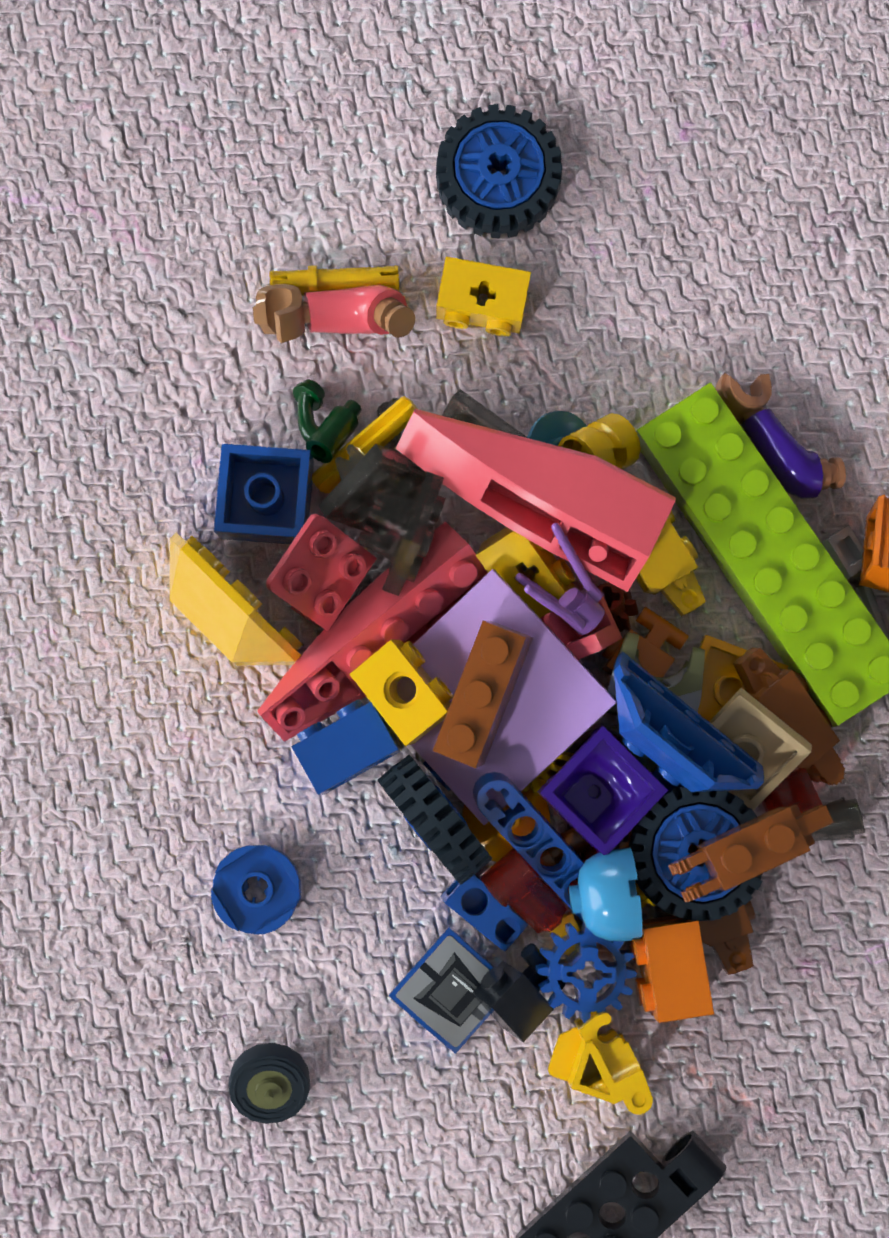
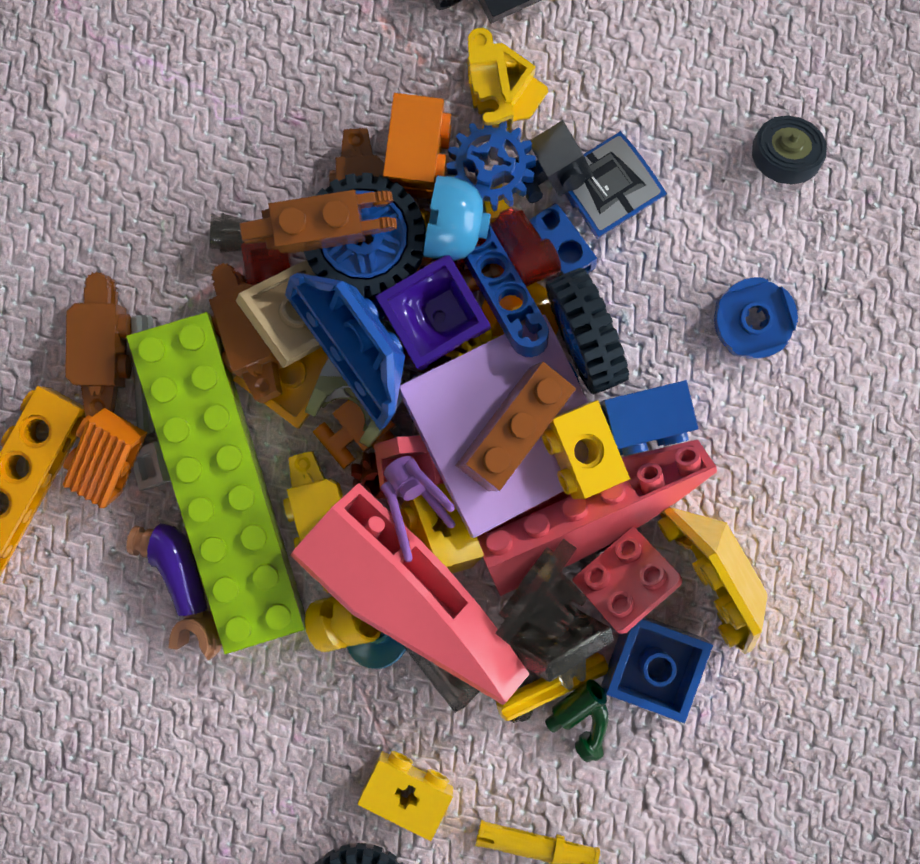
camera: 160 degrees left, 5 degrees up
(341, 311) = (540, 817): piece -> none

